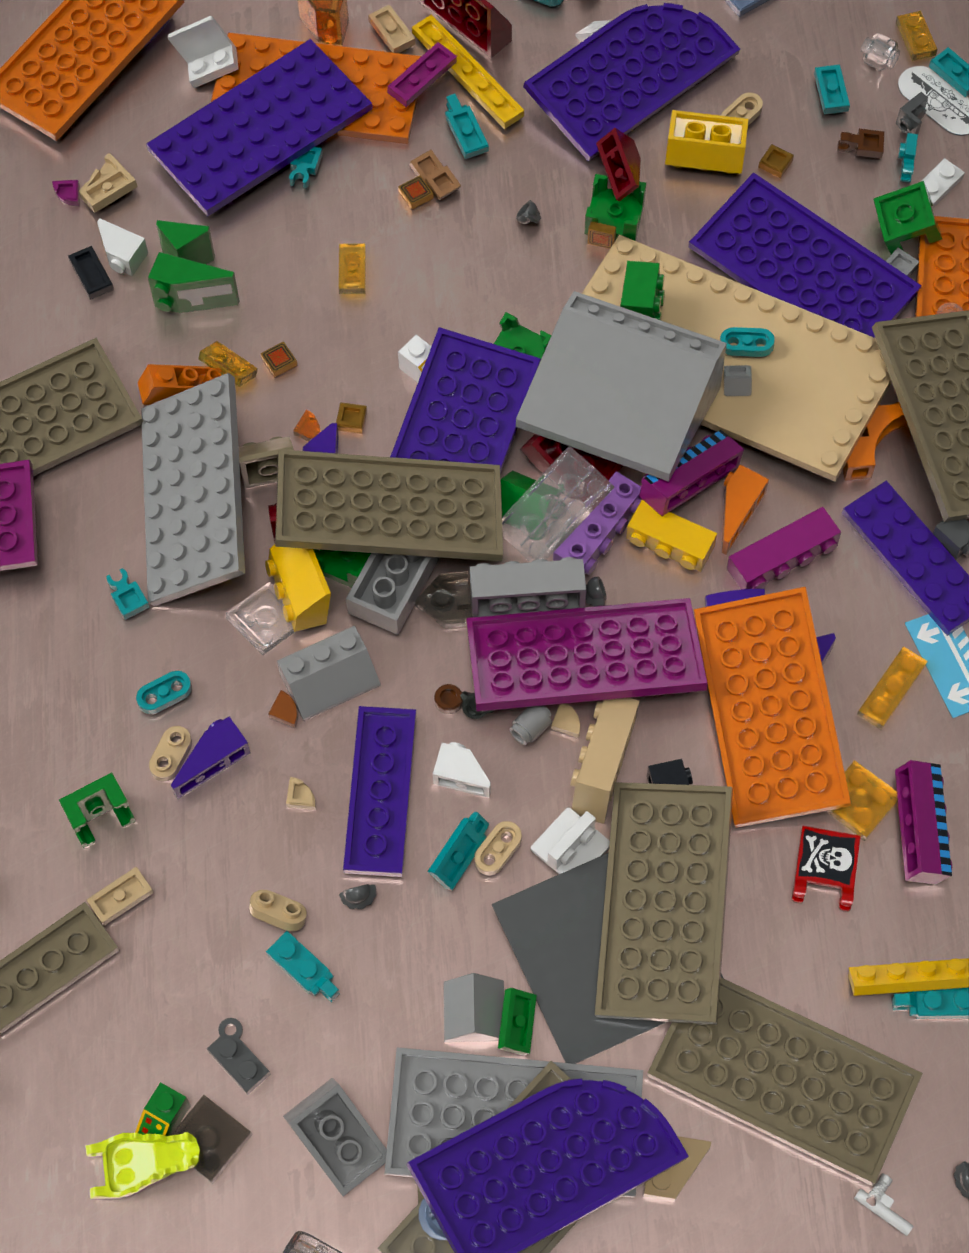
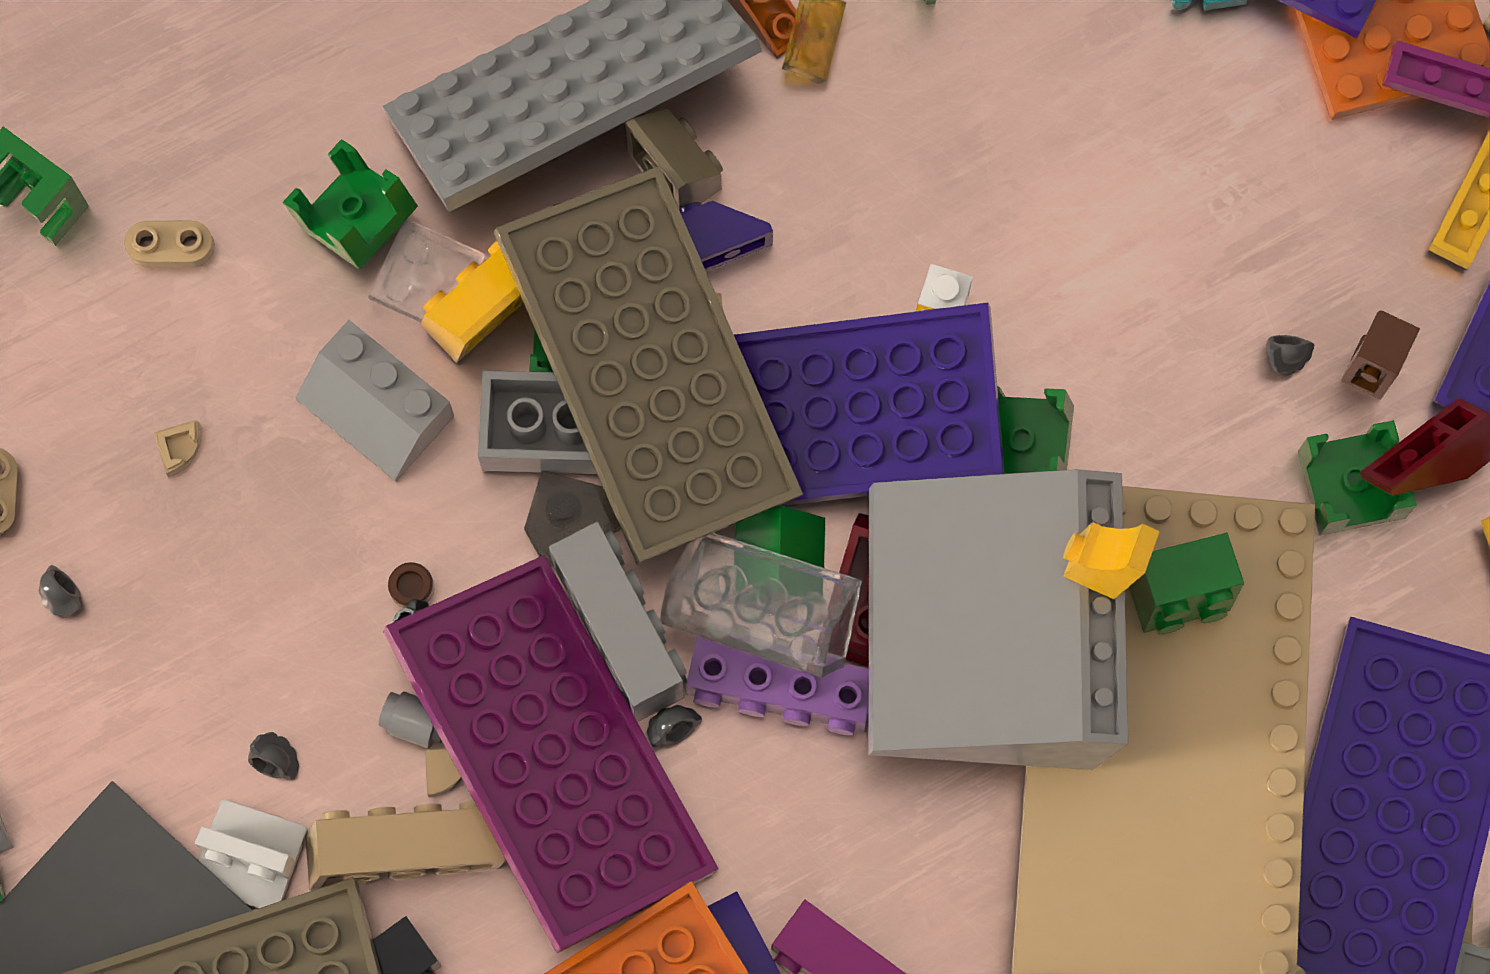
camera: 65 degrees right, 10 degrees up
(127, 596) = (378, 76): teal plate -> none
(163, 691) = (255, 193): teal plate -> none
(206, 637) = (355, 210): none -> green panel
(214, 752) = (185, 298): dark purple slope -> none
(279, 359) = (858, 103): pearl gold tile -> none
(284, 710) = (295, 366): dark orange tile -> none
(307, 427) = (764, 195): clear orange tile -> none
(351, 417) = (808, 248): pearl gold tile -> none
(352, 269) = (1060, 136): clear yellow plate -> none
(380, 791) = (224, 552): dark purple plate -> none
(415, 192) = (1245, 168): pearl gold tile -> none
(437, 177) = (1289, 183): medium nougat slope -> none
(459, 851) = (175, 701): teal hinge -> none
(460, 771) = (299, 649): white slope -> none
(465, 128) = (1395, 190): teal hinge -> none
(495, 848) = (204, 753): tan plate -> none
(518, 810) = (273, 756): none -> dark grey piece
(562, 165) = (1380, 354): none -> reddish brown panel
(601, 235) = (1299, 477): pearl gold tile -> none
(626, 302) = (1109, 557): none -> yellow arch
(671, 537) = (809, 798): yellow brick -> none
(696, 471) = (930, 790): magenta brick -> none
(737, 380) = (1119, 790): light grey slope -> none
(741, 499) = (920, 879): orange slope -> none
(747, 341) = (1191, 780): teal plate -> none

